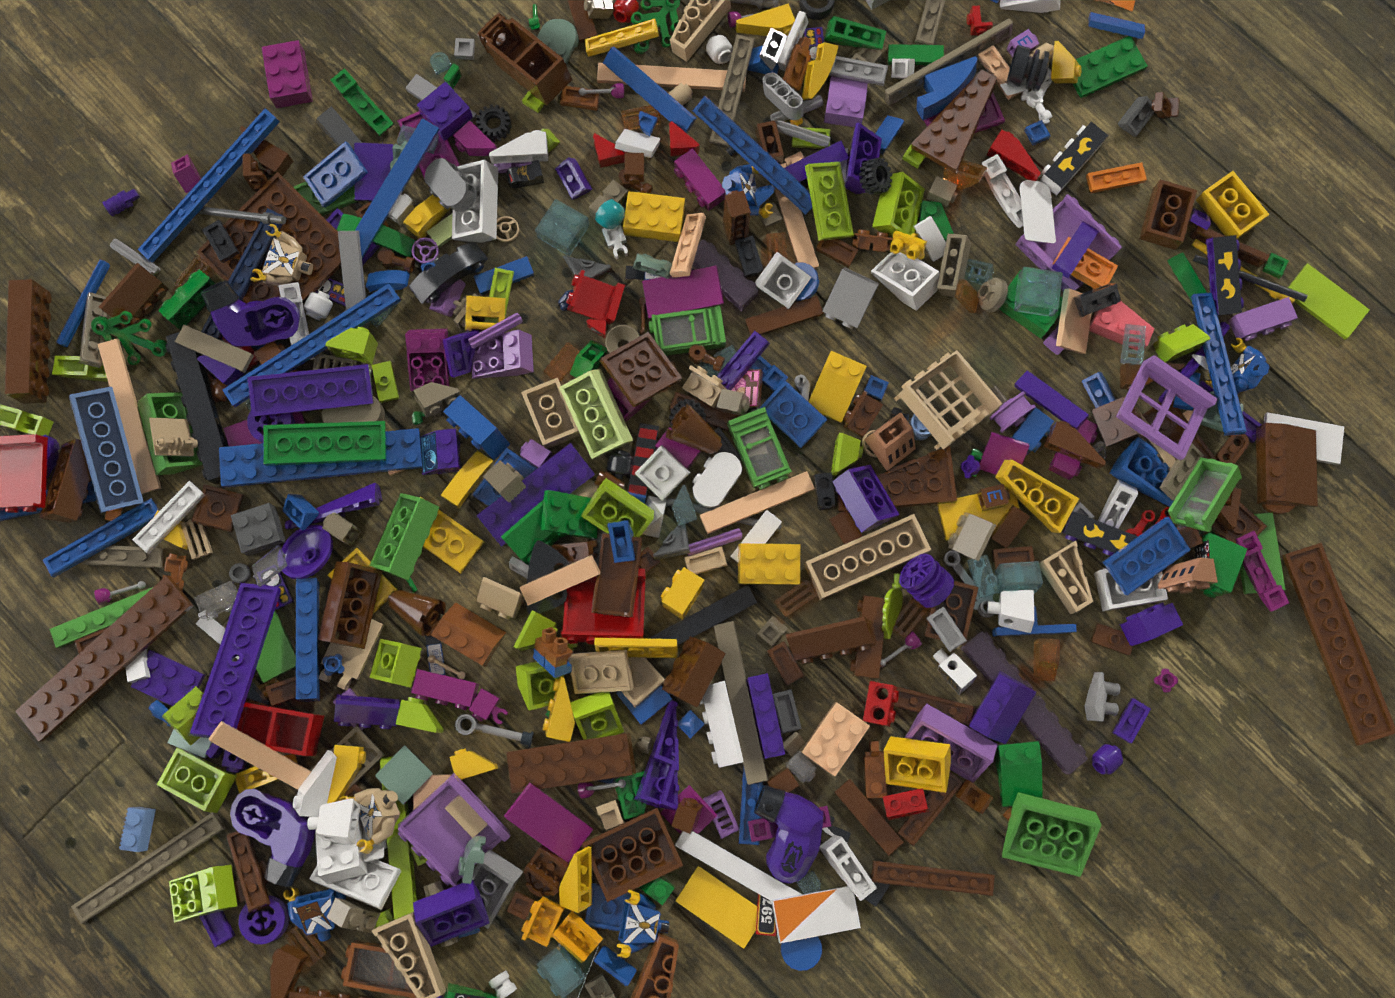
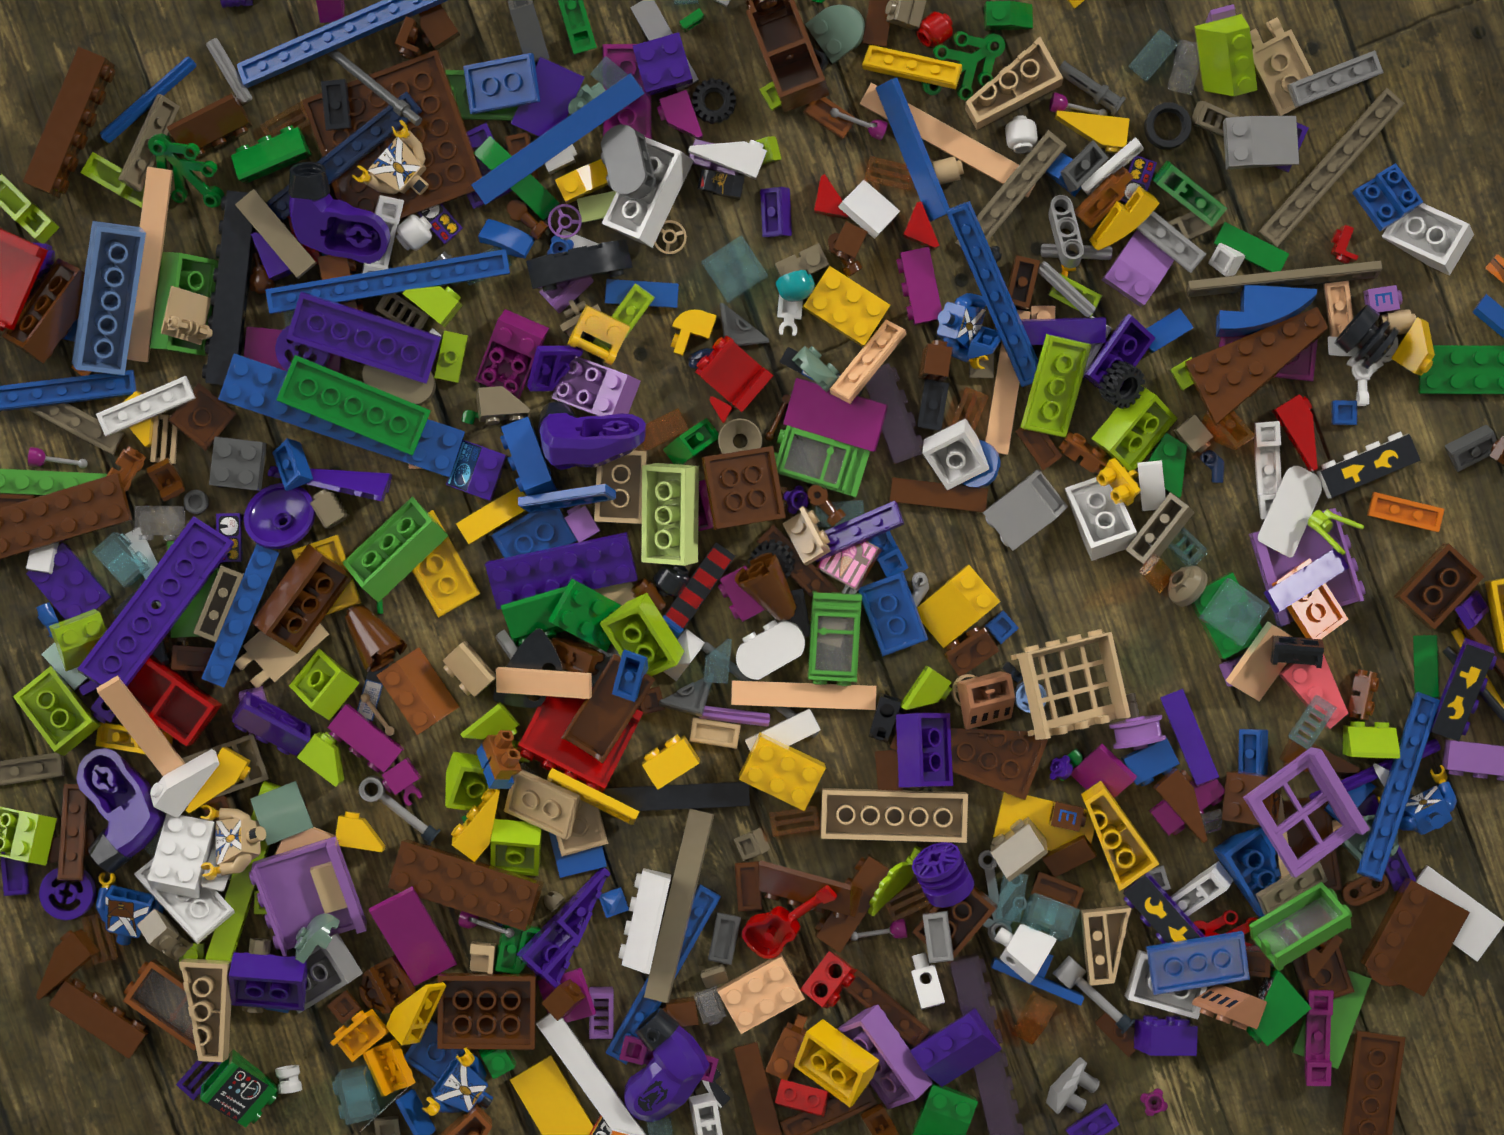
camera: 25 degrees right, 10 degrees up
(198, 641) = (121, 559): none -> clear light blue brick
(208, 565) = (166, 479): none -> reddish brown bracket
(269, 565) = (232, 511): clear piece -> none
(285, 637) = (218, 603): none -> dark tan brick
(328, 661) = (250, 660): blue plate -> none
(337, 821) = (190, 832): white torso -> none
(351, 267) = (471, 212): light grey tile -> none
(495, 330) = (601, 361): medium lavender axle -> none
(505, 480) = (533, 542): dark tan brick -> none
(509, 387) = (587, 439): none -> dark purple piece
(514, 437) = (567, 498): none -> blue tile
(550, 277) = (691, 322): none -> yellow brick
(647, 122) = (892, 187): blue tile -> none
(662, 472) = (713, 613): white tile -> none
(683, 361) = (802, 499): none -> dark purple plate
(693, 671) = (642, 850): reddish brown brick -> none
(733, 402) = (830, 572): dark tan brick -> none
(765, 716) = (698, 934): dark purple brick -> none
(819, 688) = (770, 931): none -> red piece
(967, 206) = (1215, 463): none -> dark blue arm
(1056, 612) = (1071, 973): none -> light grey piece
(1065, 209) = (1322, 524): none -> lime plant
(1153, 306) = (1367, 686): none -> dark orange hinge

